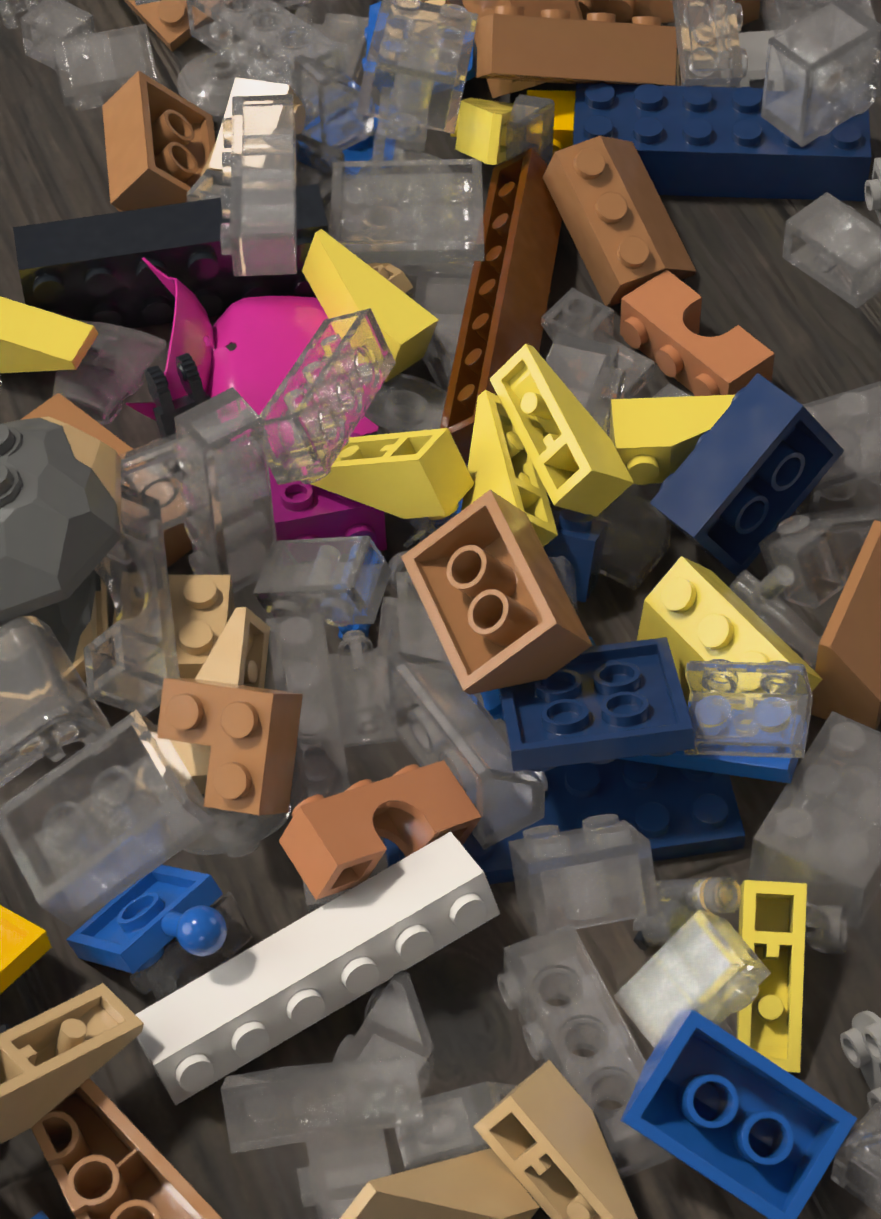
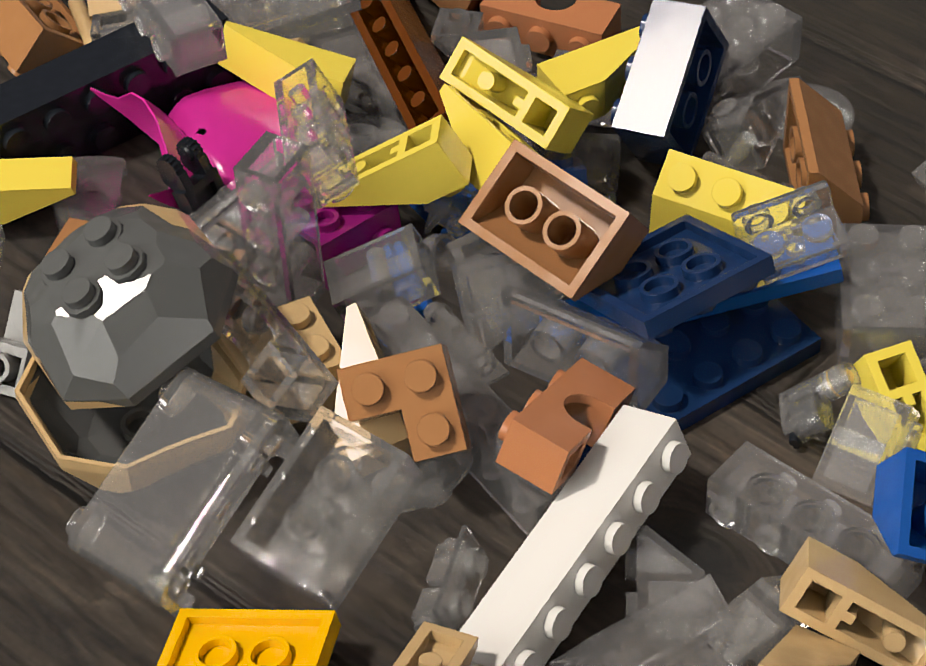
camera: 25 degrees left, 5 degrees down
(148, 915) = (411, 568): blue plate -> none
(583, 875) = (737, 401): clear brick -> none

